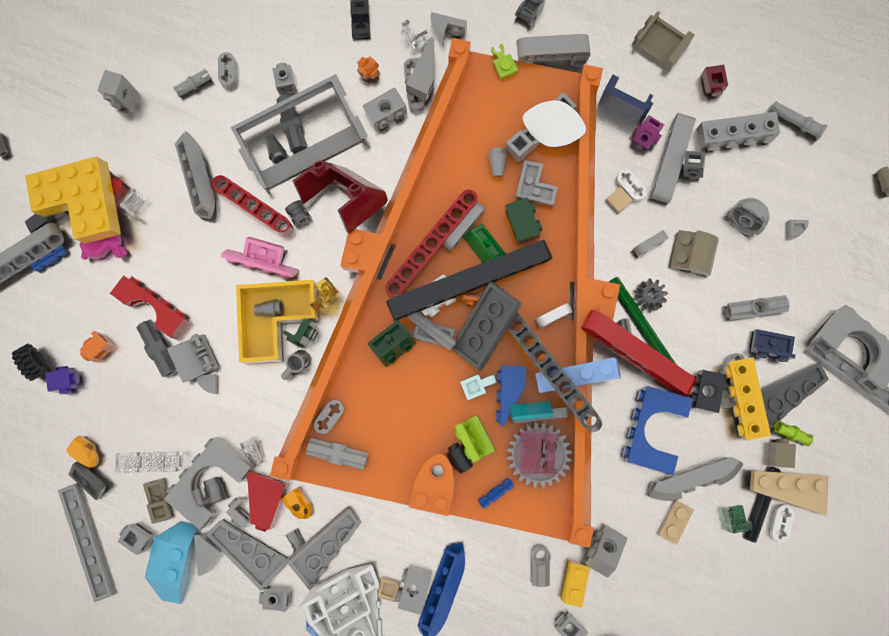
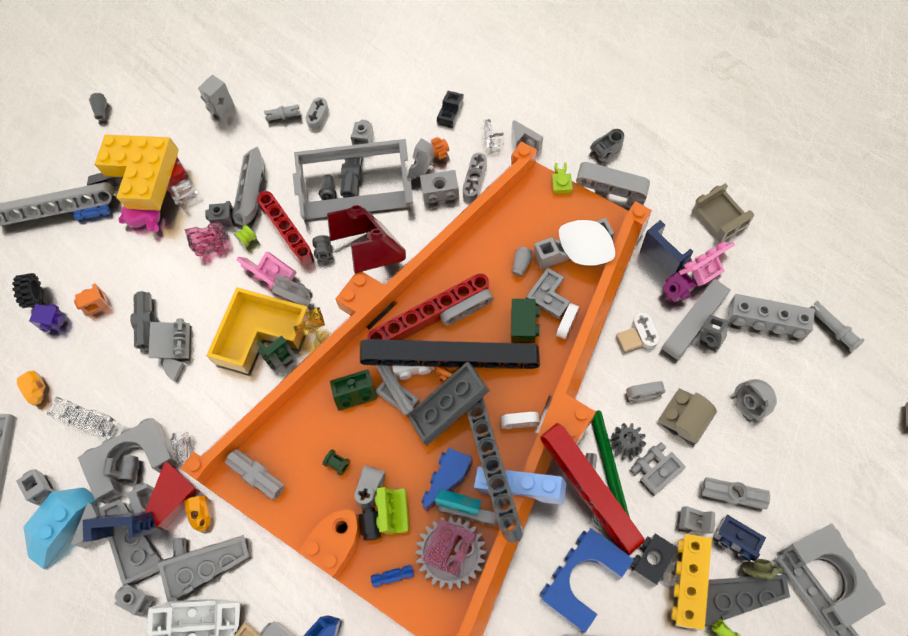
camera: 20 degrees right, 15 degrees down
(87, 480) = (21, 415): dark grey plate -> none
(157, 507) = (69, 466): dark tan slope -> none
(167, 320) = (164, 298): red arch -> none
(180, 245) = (206, 239): none -> clear pink cylinder
(186, 217) = (220, 212): none -> dark grey brick
(217, 228) = (245, 236): none -> lime wheel
(222, 547) = (103, 526): none -> dark blue panel
(271, 308) = (259, 320): flat silver cone -> none
(289, 268) = (290, 290): none -> light grey plate
(295, 363) = (258, 377): light grey piece -> none
(332, 420) = (262, 432): light grey beam -> none
(358, 88) = (423, 158): none -> light grey cylinder
(405, 415) = (336, 462): none -> dark green bush
(423, 76) = (482, 171): light grey slope -> none
(444, 422) = (370, 480): none -> light grey piece
(475, 386) = (414, 460): light aqua plate -> none
(483, 243) = (478, 327): green slope -> none
(562, 206) = (567, 321): none -> white beam
(668, 101) = (707, 265): none -> bright pink bracket
(689, 313) = (660, 474): none -> light grey plate
(717, 75) = (762, 262): dark red brick -> none
(733, 344) = (697, 520): none -> light grey bracket
(796, 228) = (802, 429): light grey tile -> none
(800, 365) = (762, 569): none -> olive animal

